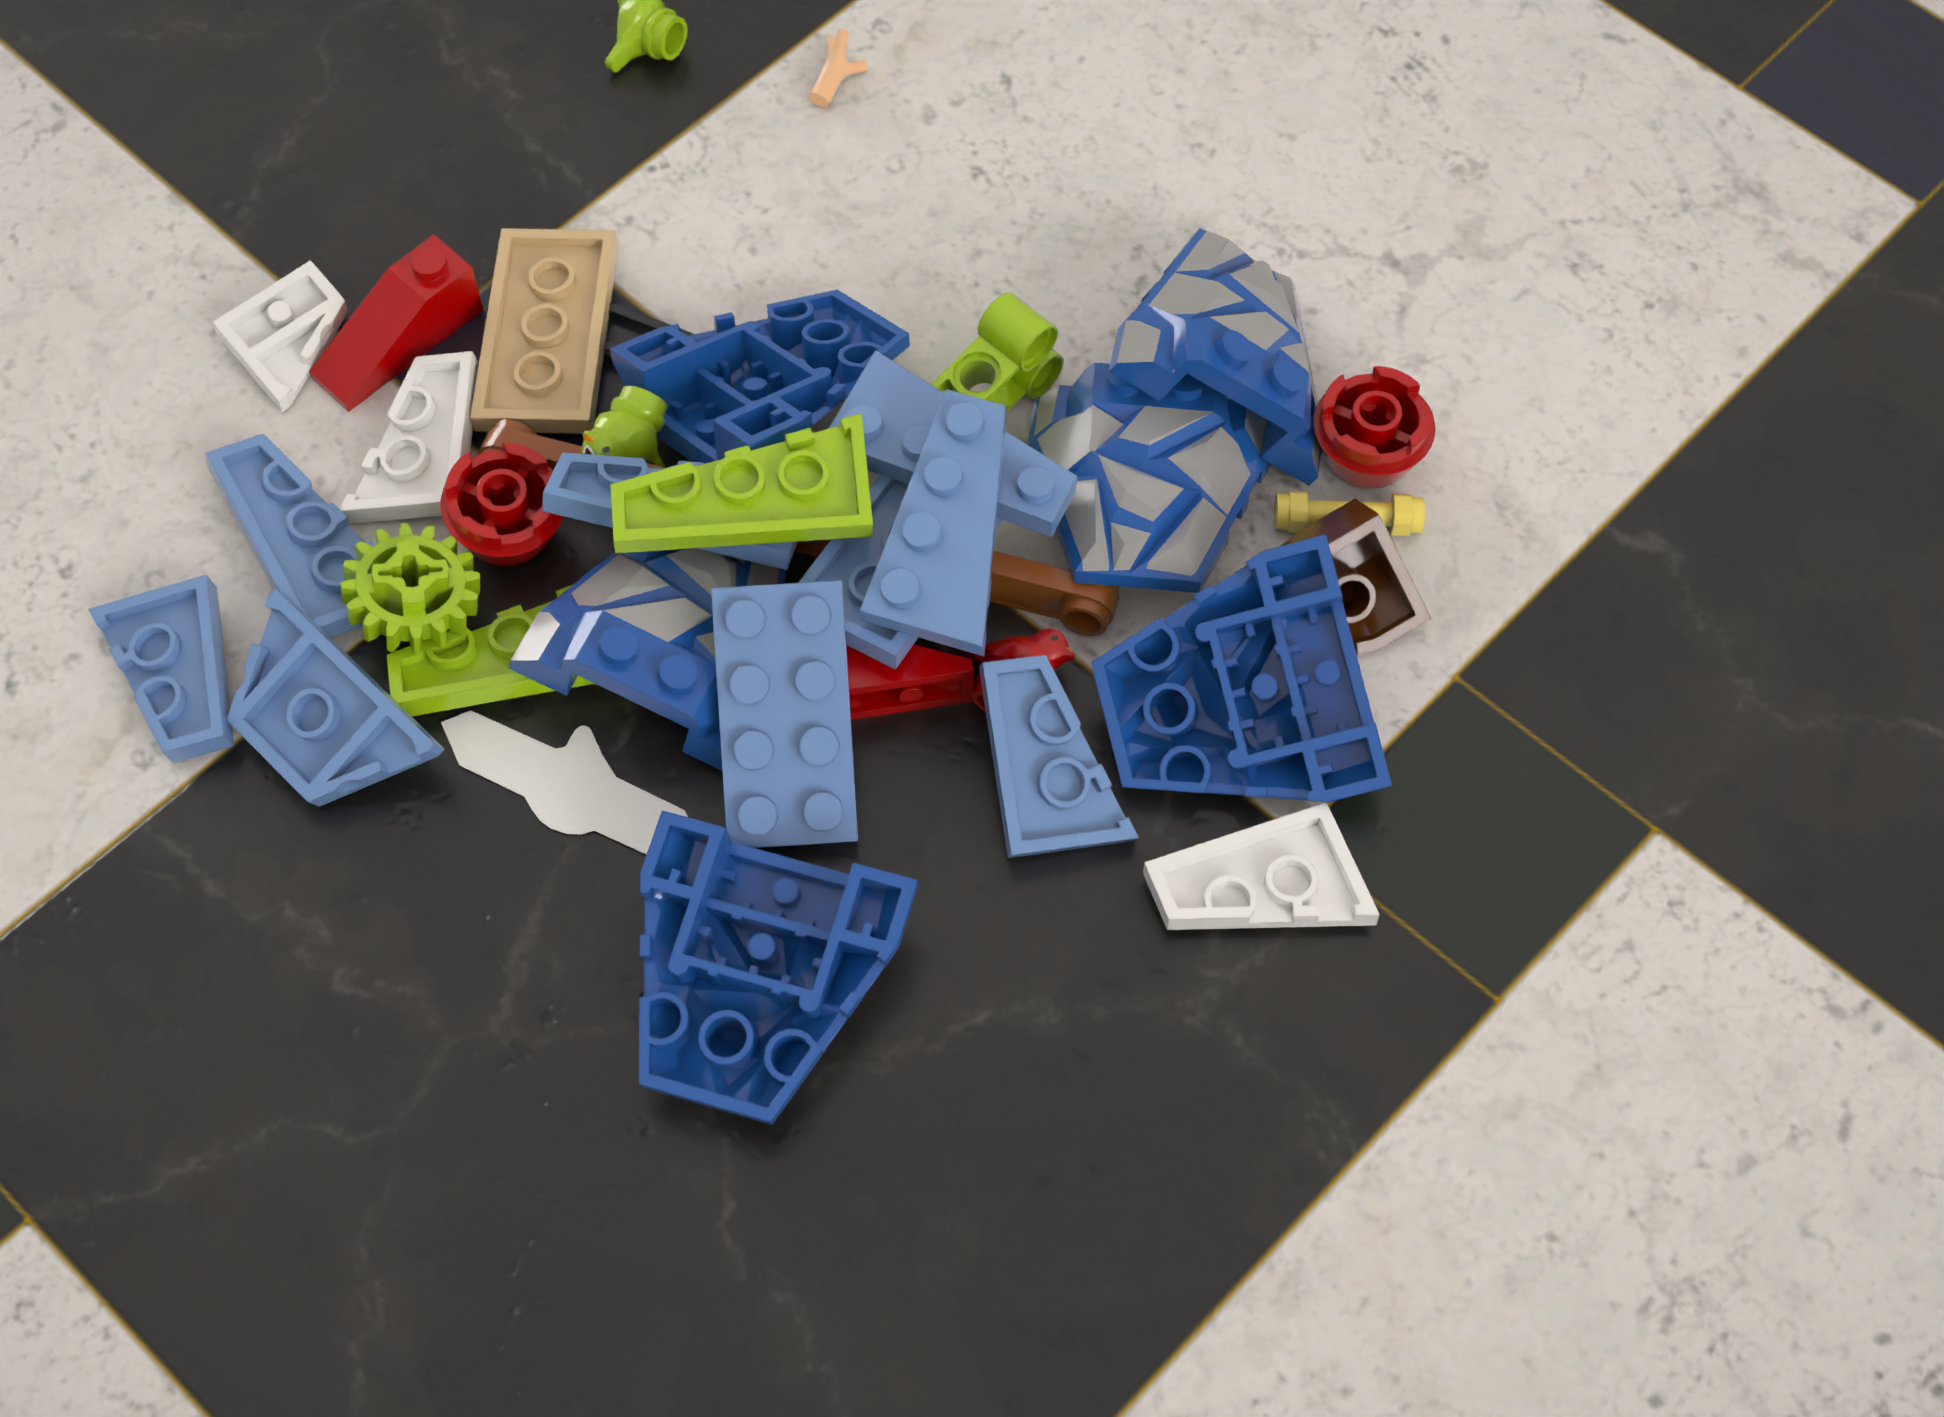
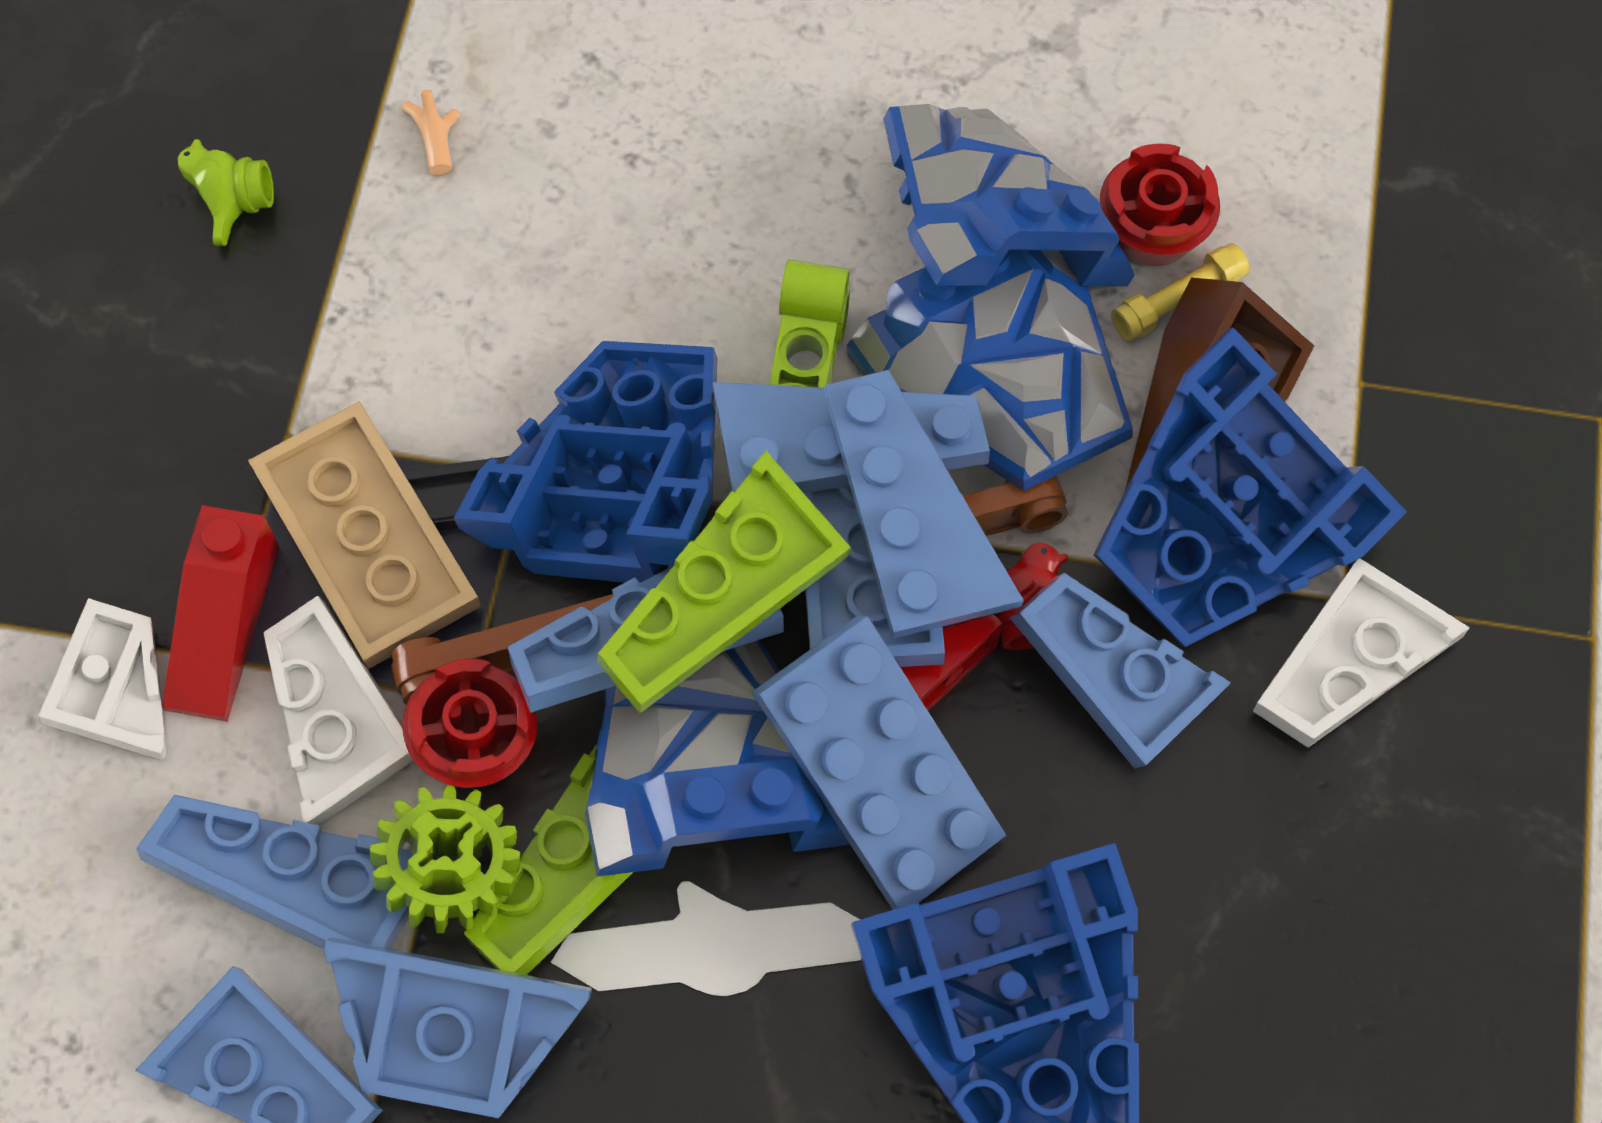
camera: 35 degrees left, 5 degrees up
(629, 427) = (530, 586): lime animal -> none

